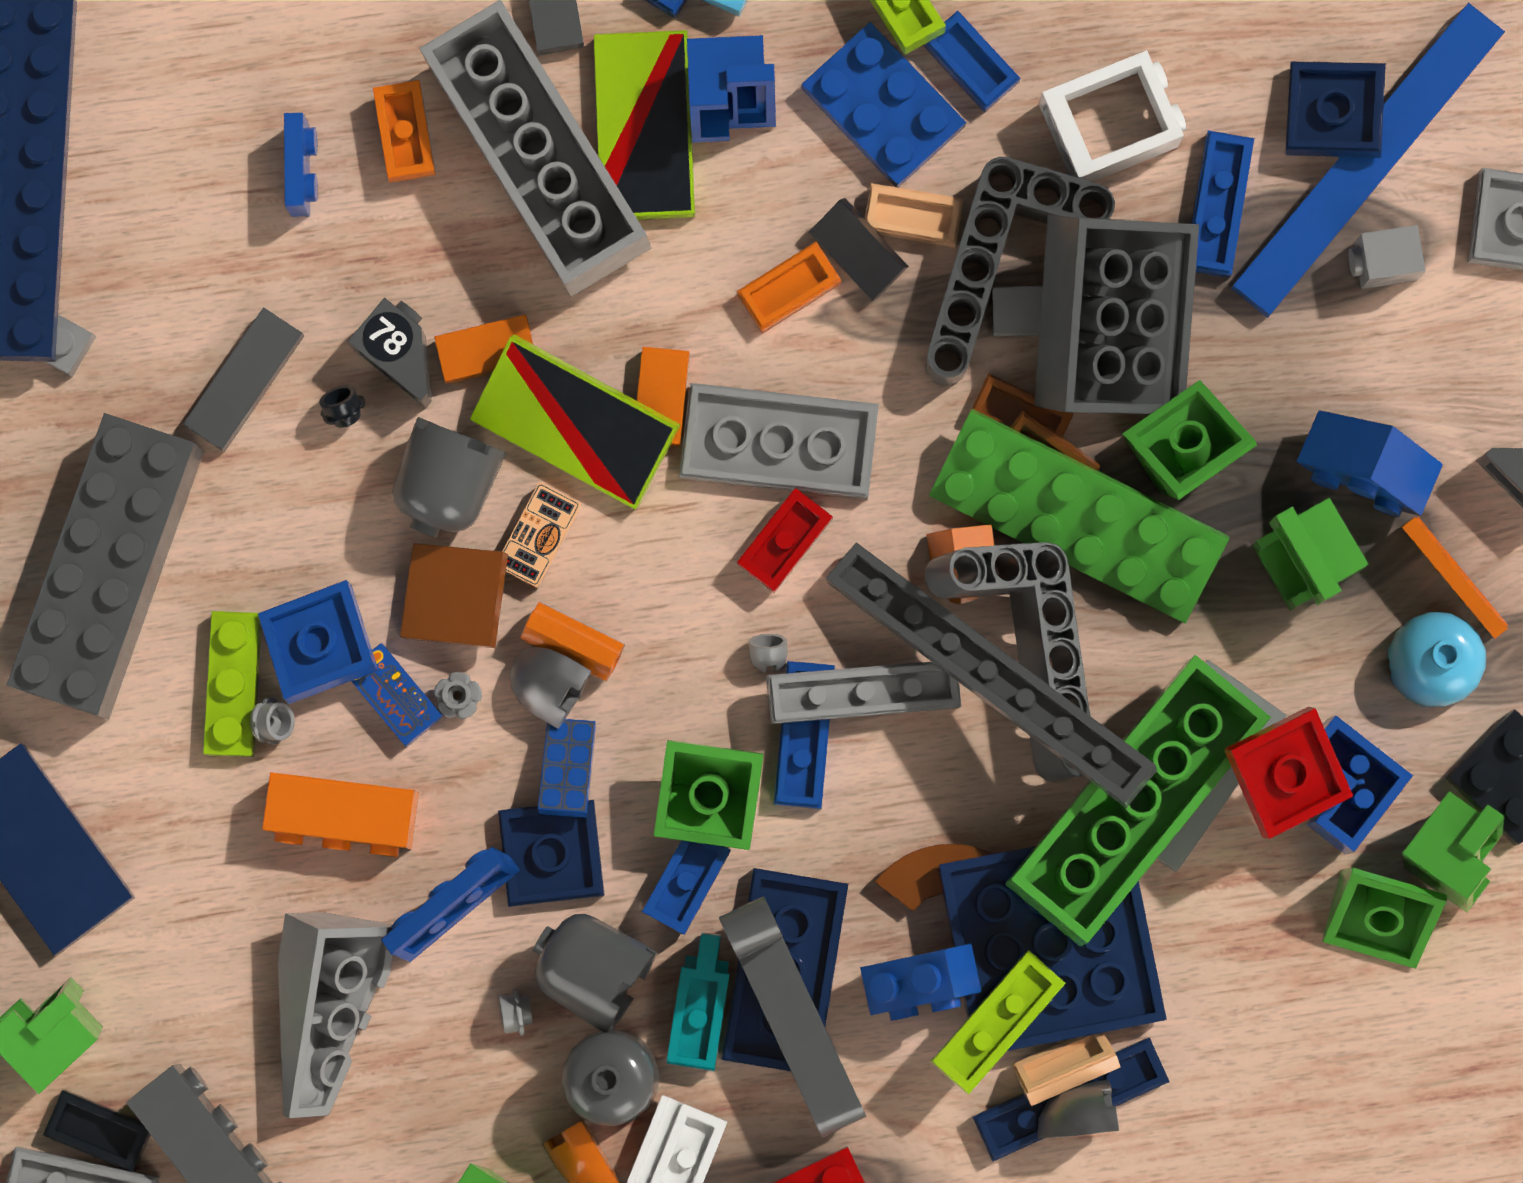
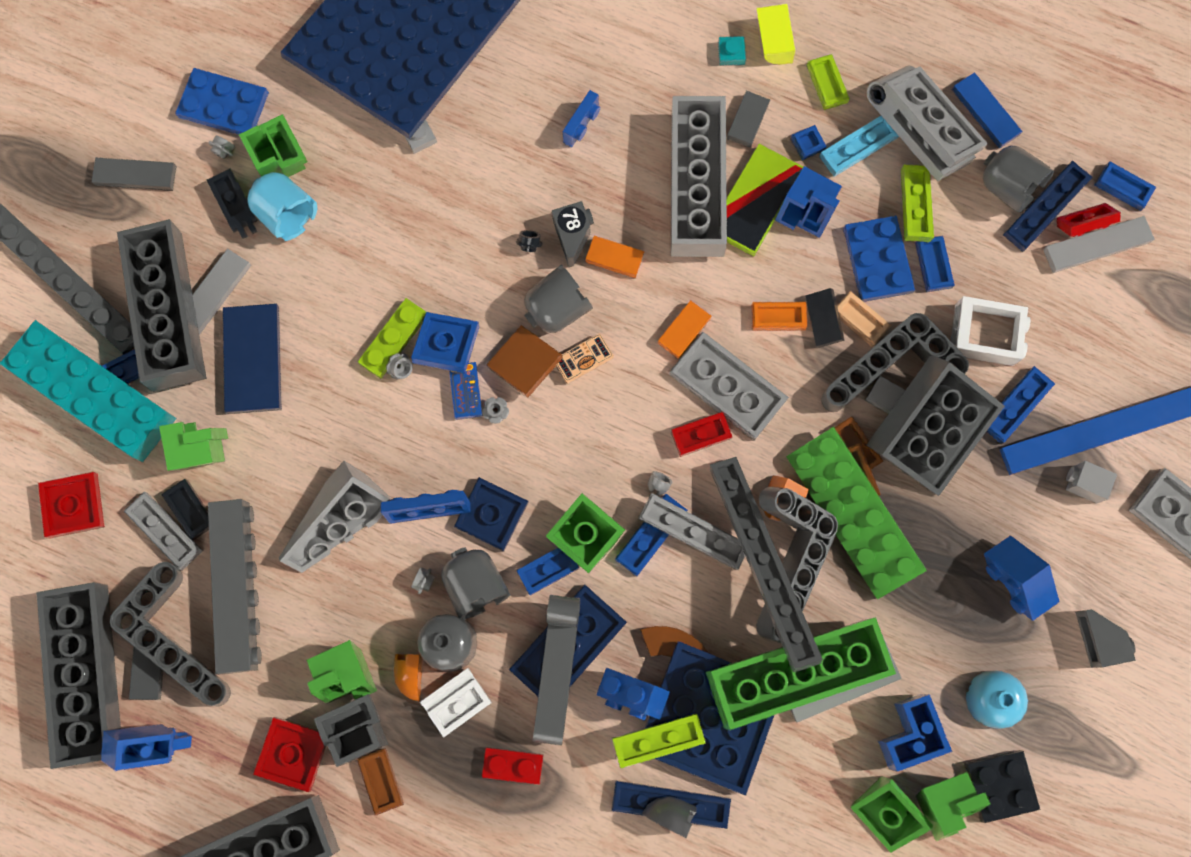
camera: 30 degrees right, 5 degrees down
(106, 566) = (370, 246): dark grey brick -> none
(244, 379) = (492, 201): dark grey tile -> none
(340, 813) = (402, 430): orange brick -> none
(404, 131) = (640, 134): orange plate -> none
(547, 683) = (542, 431): flat silver brick -> none
(567, 768) = (525, 477): blue tile -> none
(573, 639) = (567, 418): orange axle -> none
(574, 421) = (635, 315): tile -> none
(699, 1007) = (514, 636): teal hinge -> none
(1065, 1066) = (678, 786): light nougat tile -> none
(1187, 441) = (934, 509): bright green slope -> none
(1288, 772) = (888, 708): red plate -> none
(1309, 554) = (963, 604): bright green plate -> none
(1335, 109) = (1106, 394): dark blue tile -> none
(1455, 577) = (1031, 663): orange tile -> none

